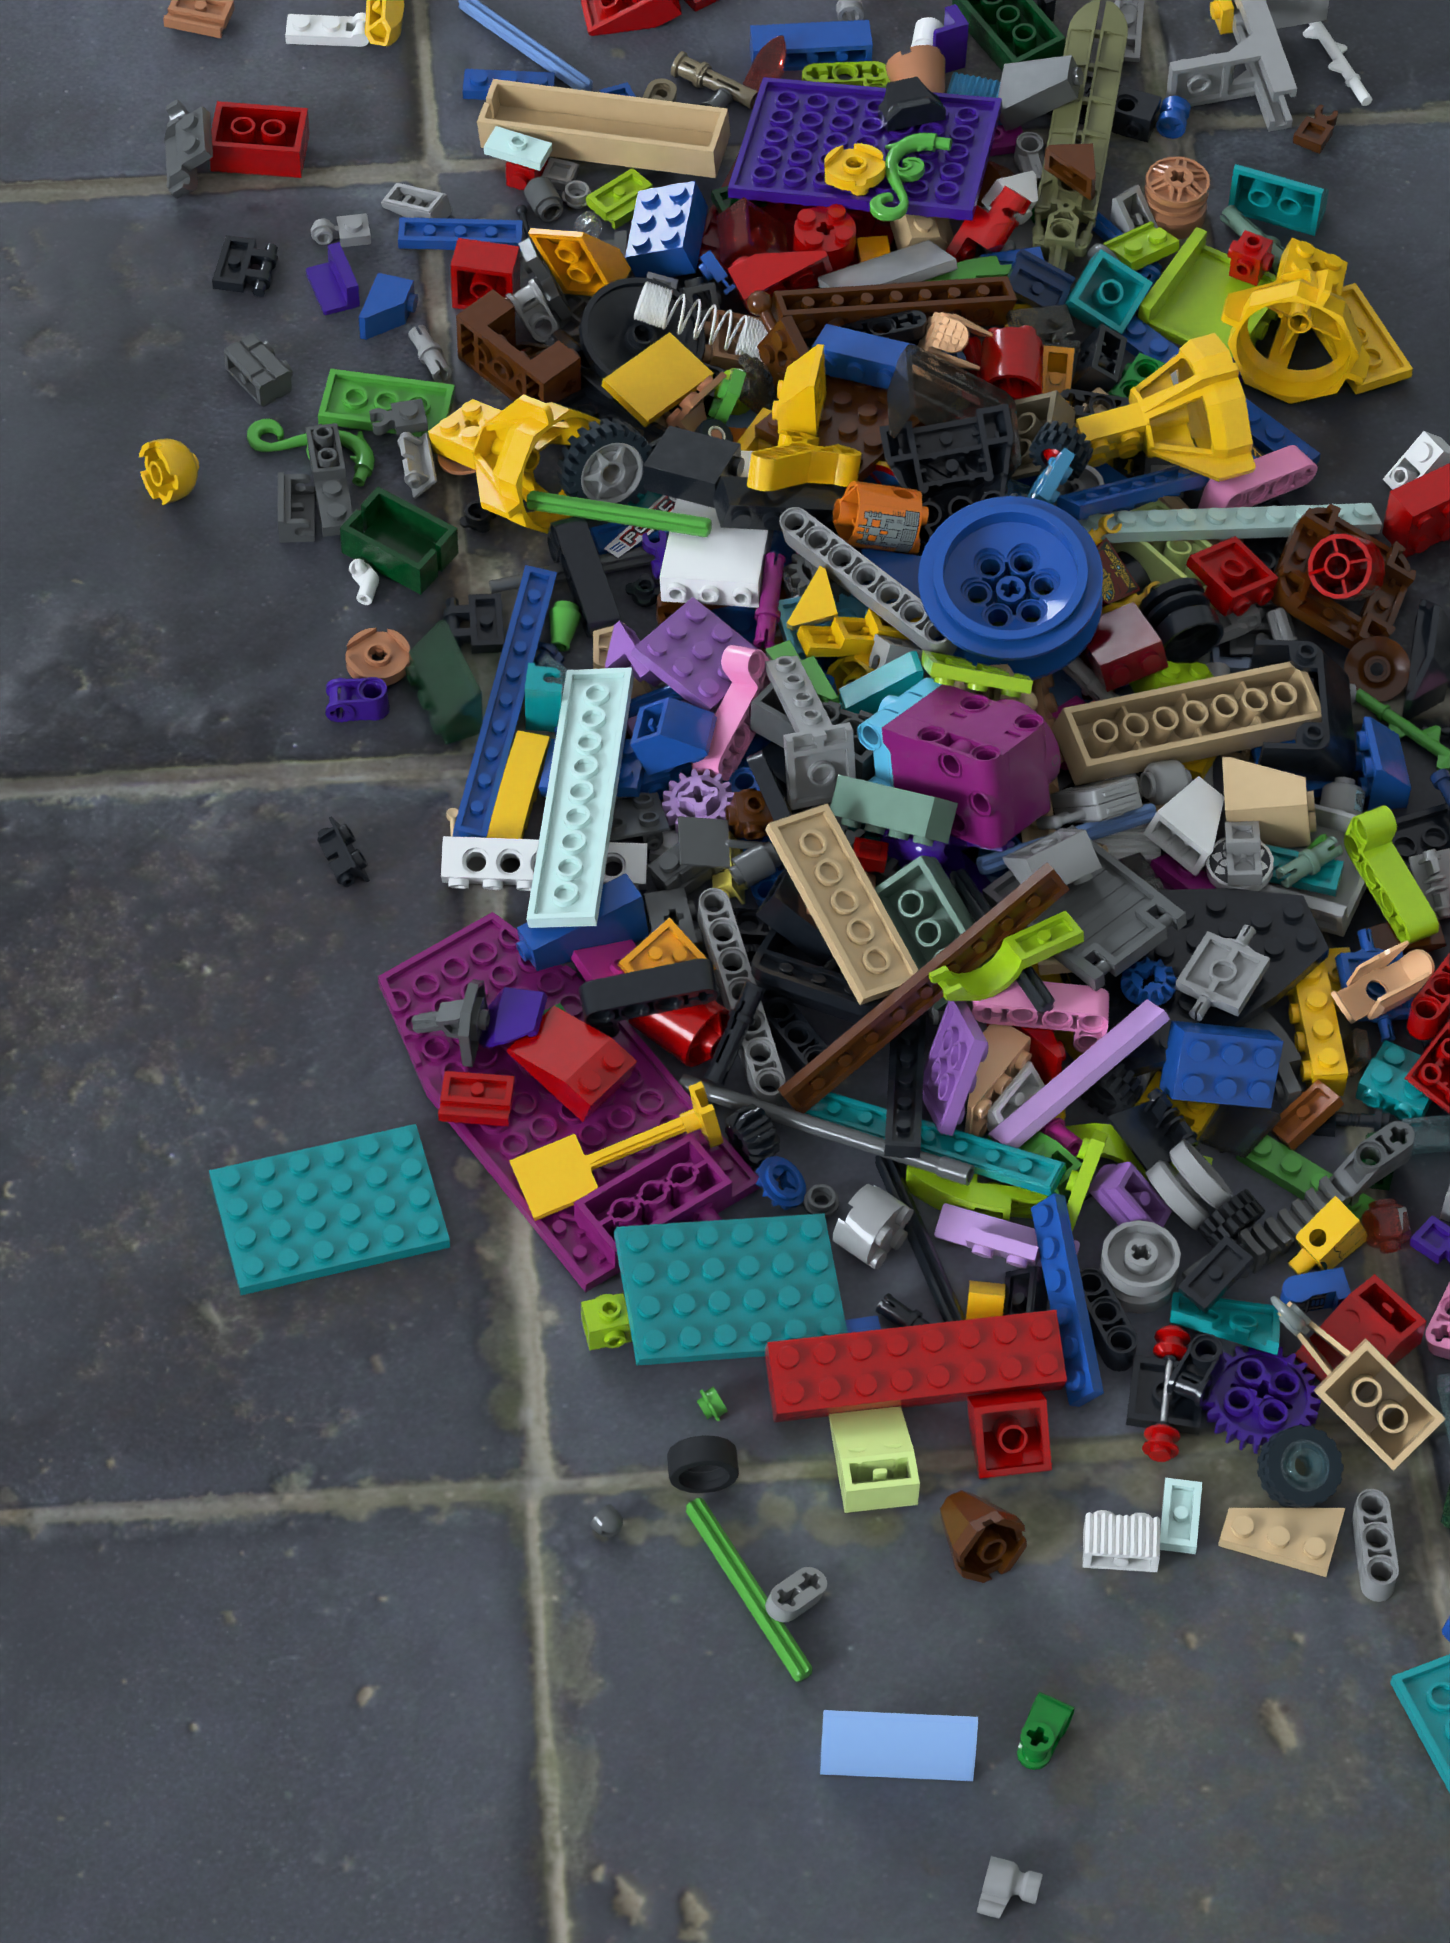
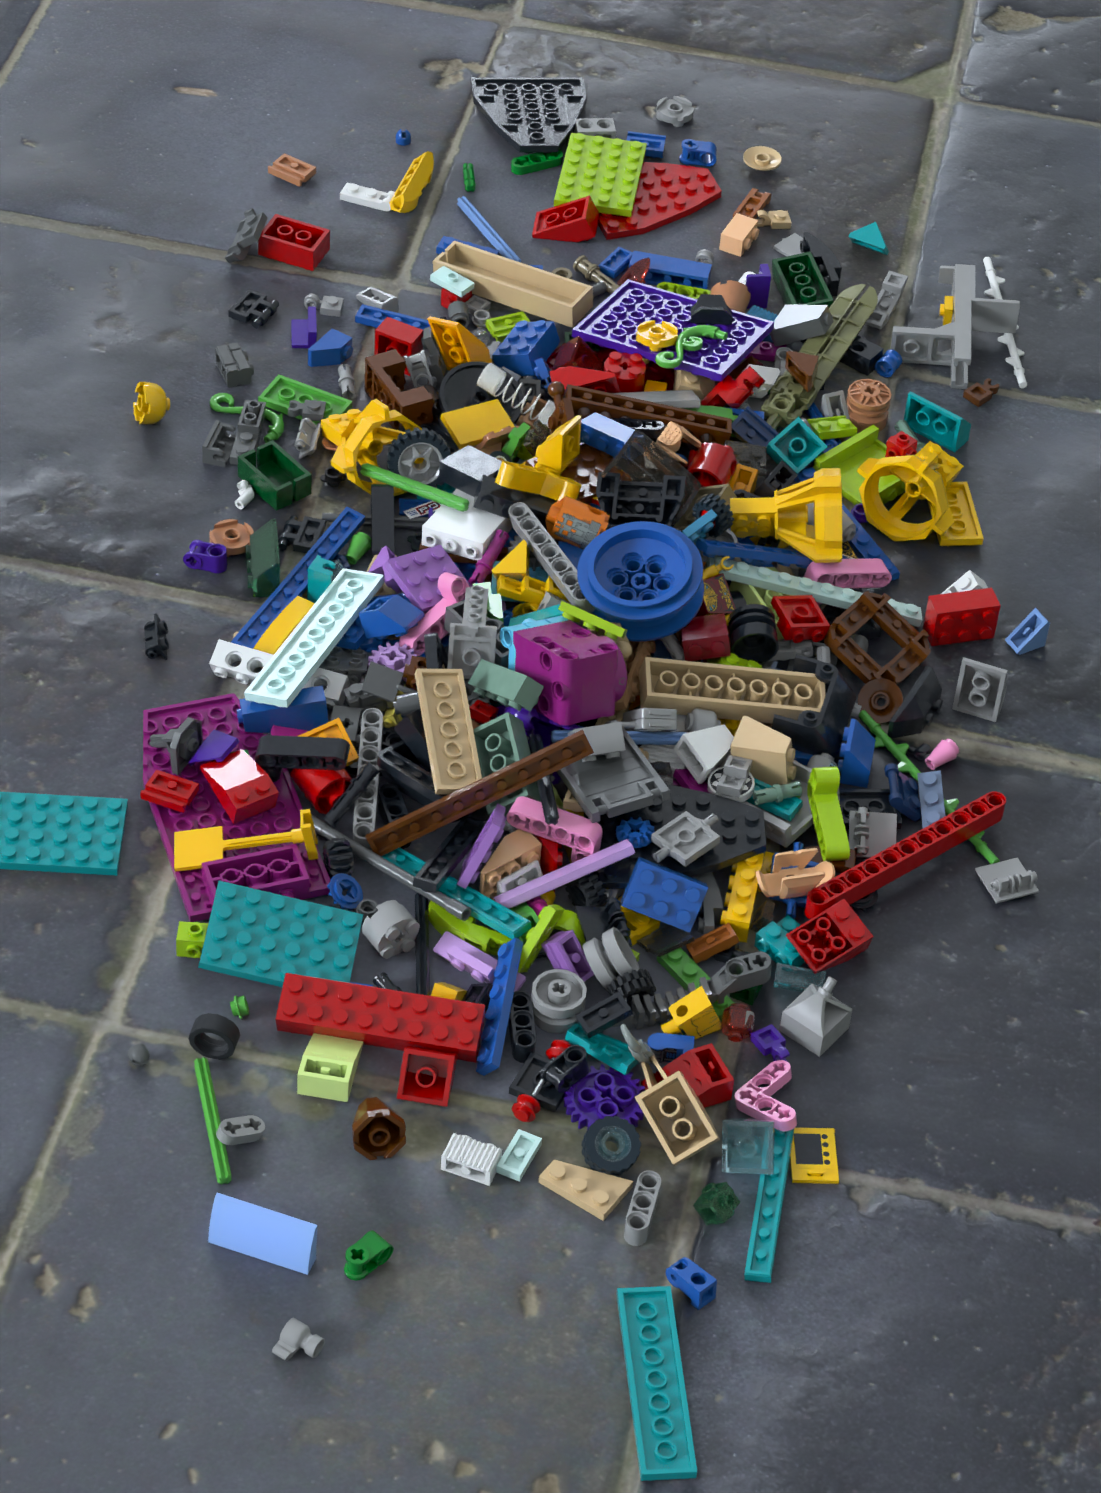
camera: 15 degrees right, 10 degrees down
(728, 48) = (616, 262): none -> blue plate
(1014, 955) = (547, 783): lime piece -> none
(1346, 567) = (879, 631): red cylinder -> none

